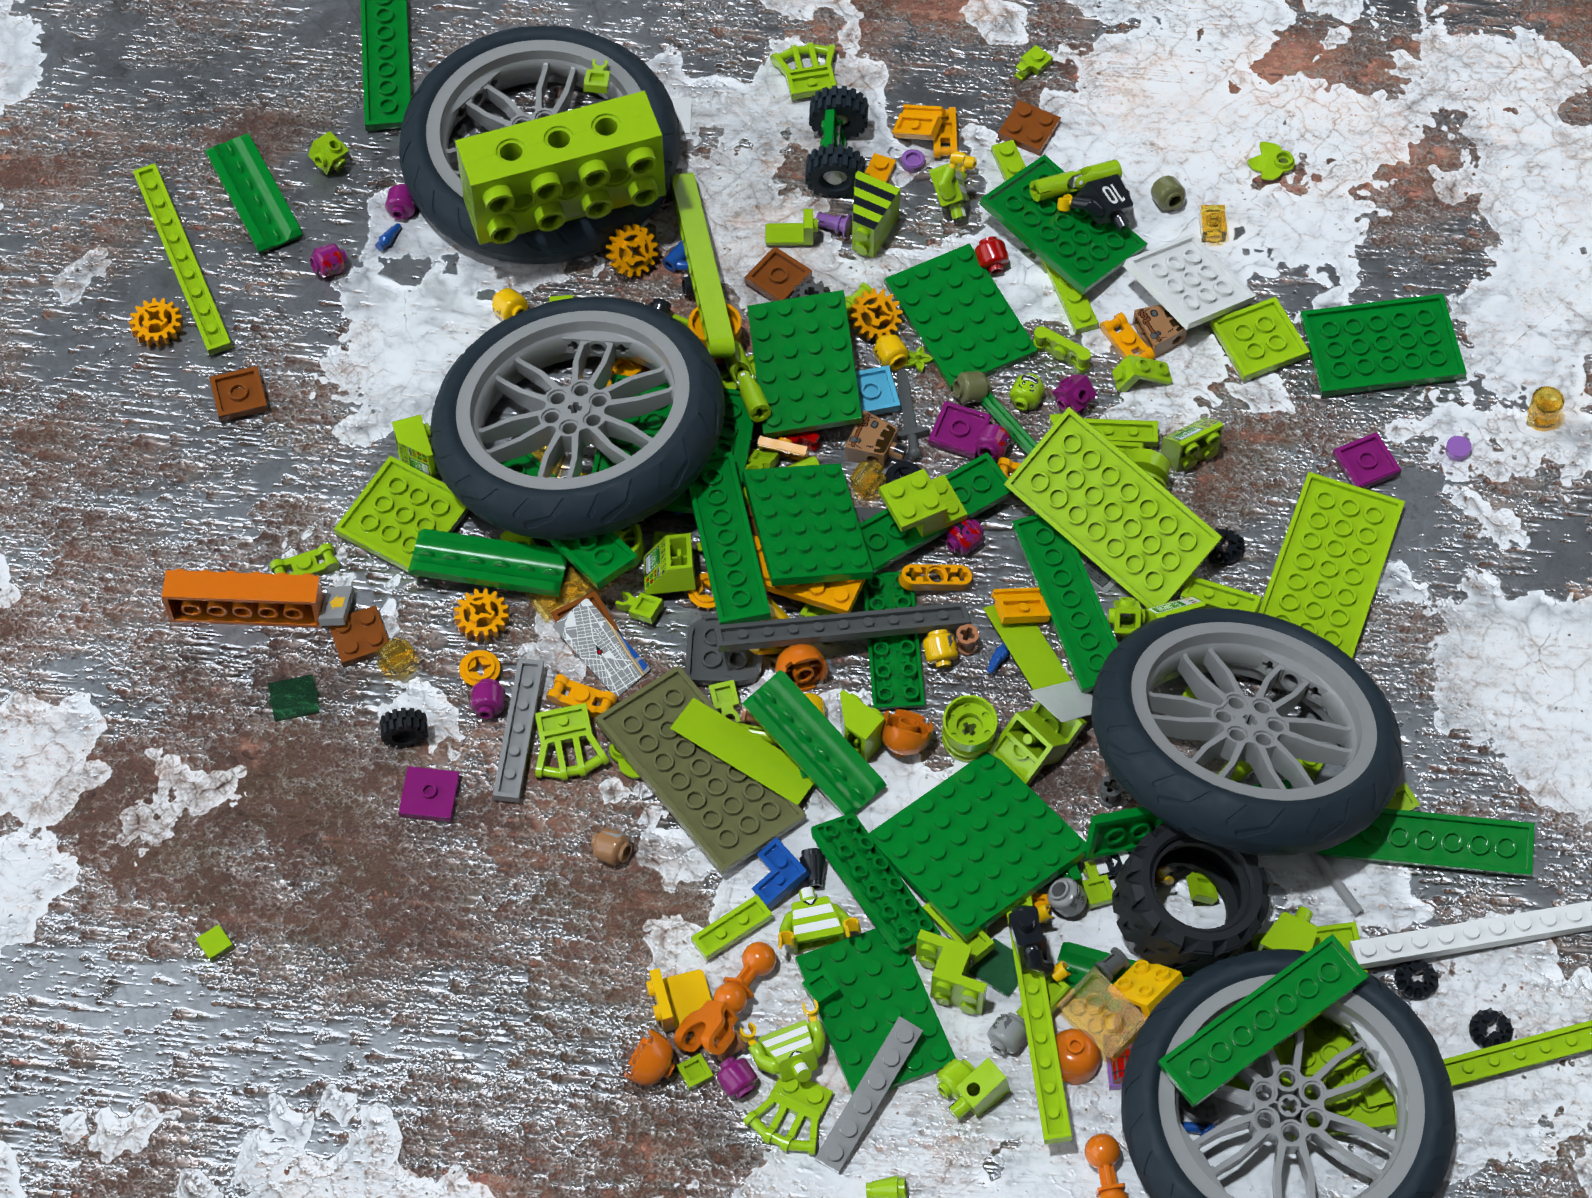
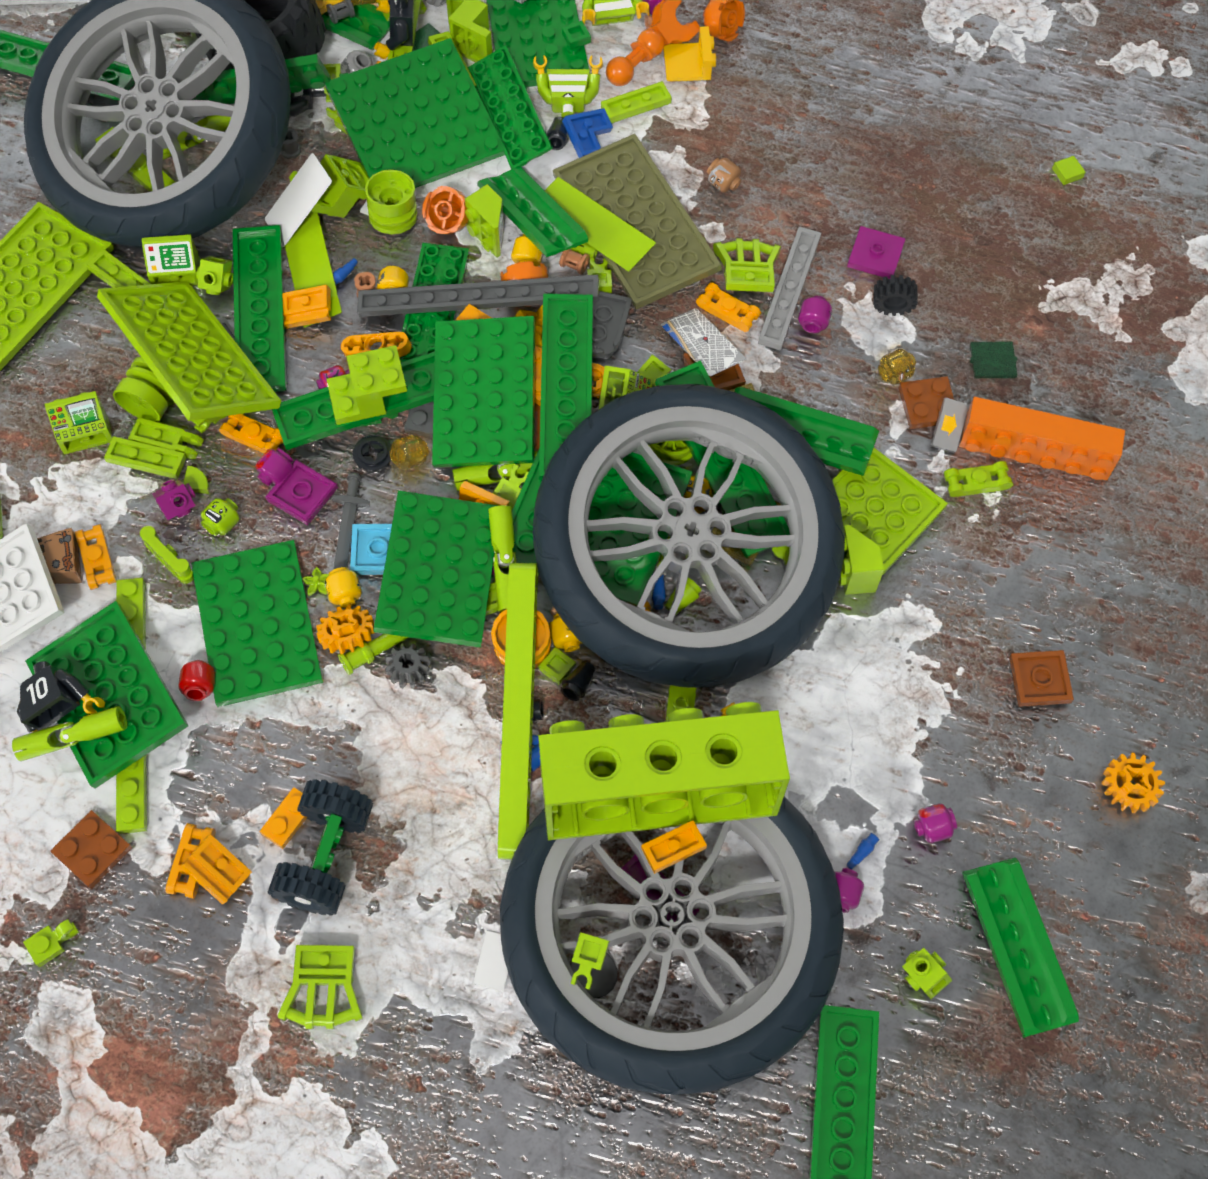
camera: 170 degrees left, 5 degrees up
(182, 259) = (1106, 872): lime plate -> none
(481, 615) = (810, 390): light orange gear -> none
(487, 661) = (825, 343): light orange gear -> none
(695, 1072) = (688, 13): lime tile -> none
(777, 275) = (435, 704): dark orange plate -> none
(792, 233) = (403, 756): lime bracket -> none
(836, 223) = (350, 757): medium lavender pin -> none
(873, 440) = (384, 486): medium nougat torso -> none
(874, 213) = (311, 742): lime slope -> none
(913, 161) = (240, 831): medium lavender tile -> none
(950, 183) = (210, 771): lime torso -> none
(971, 387) = (273, 530): olive head -> none
(1007, 421) = (245, 470): green axle -> none
(1136, 368) = (99, 509): lime bracket -> none
(1234, 549) = (98, 342): black gear -> none

